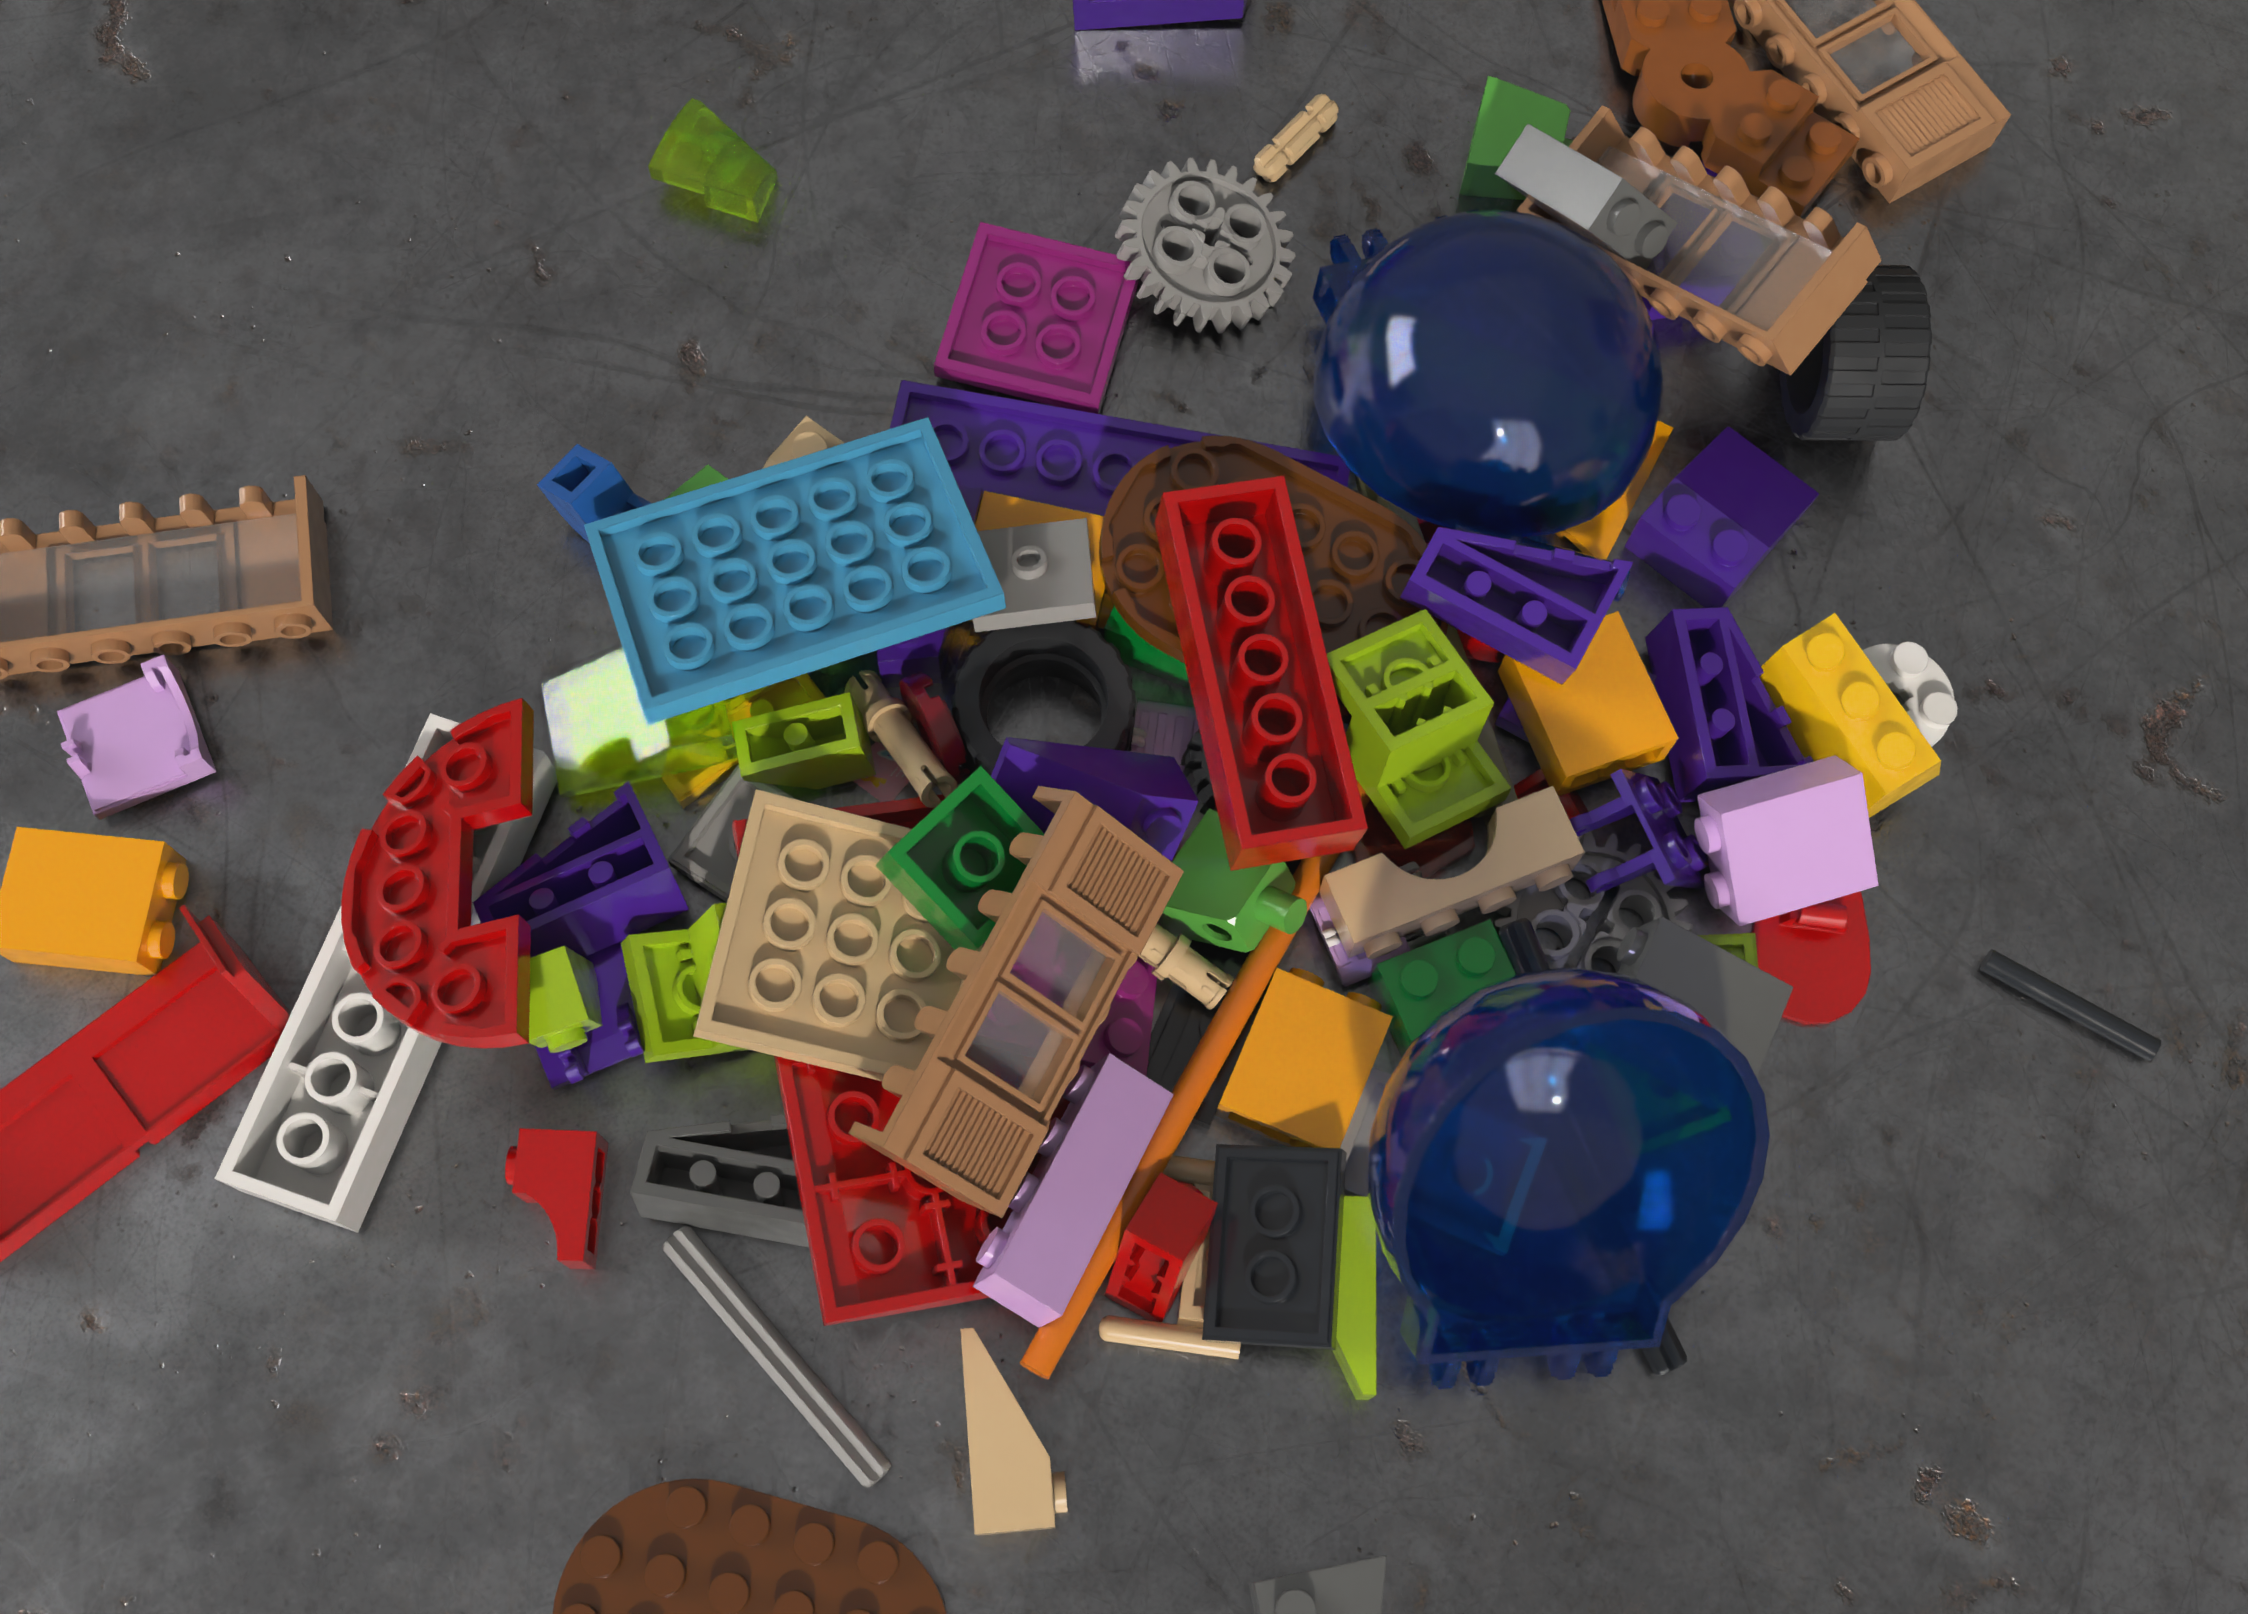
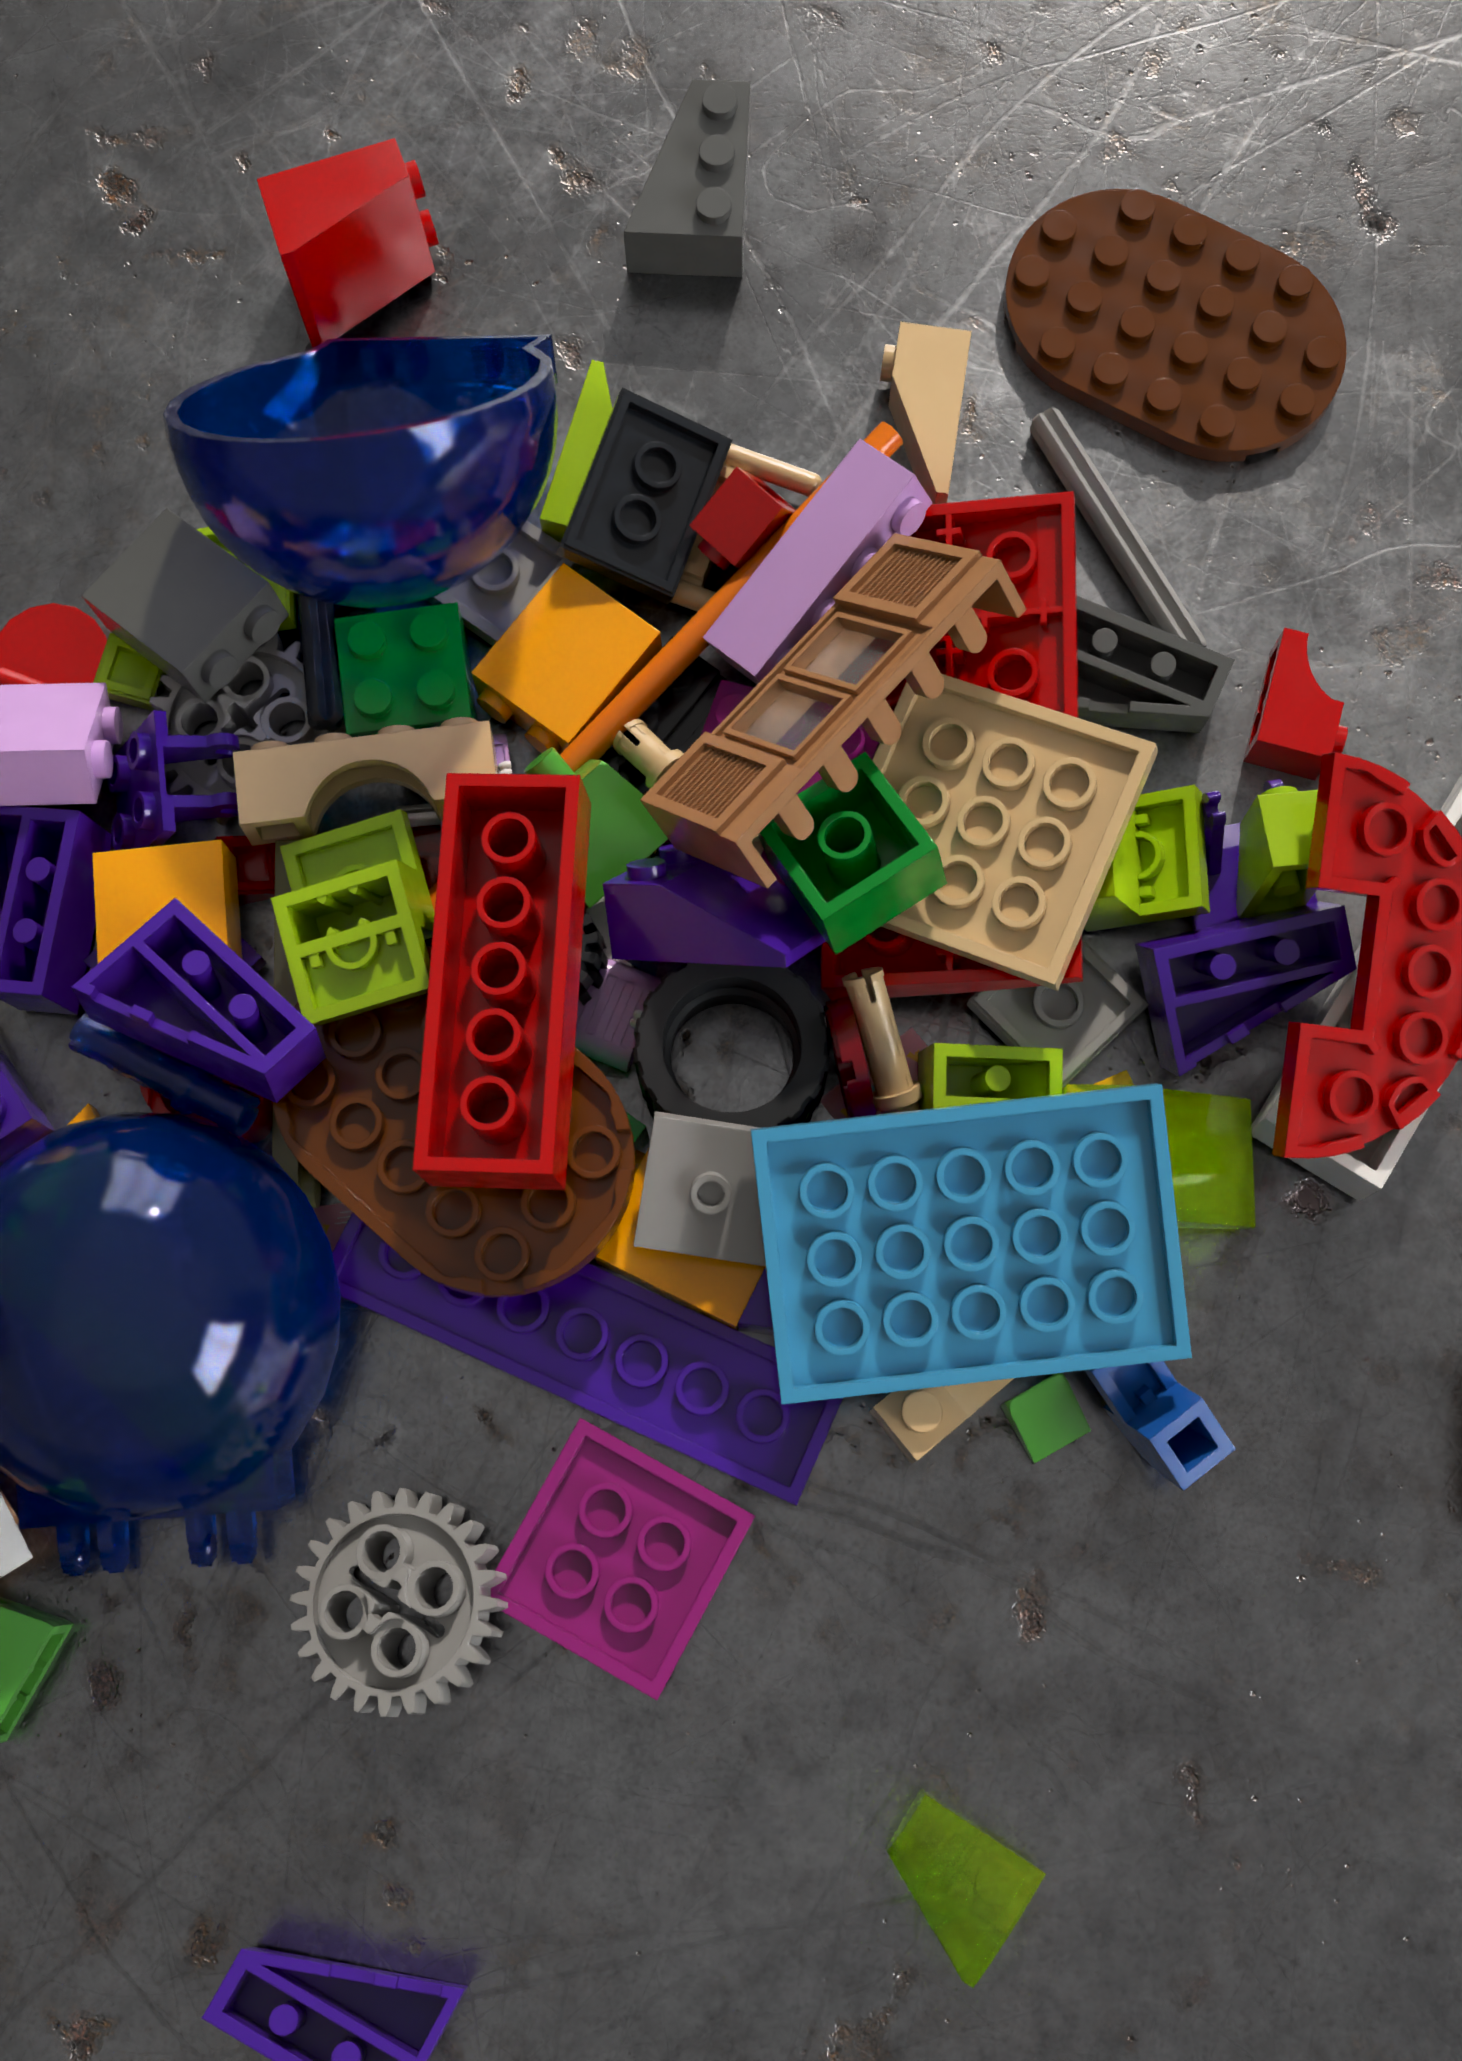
camera: 160 degrees left, 5 degrees up
(1296, 138) = (242, 1742): tan axle -> none
(1686, 1469) = (349, 234): none -> red slope

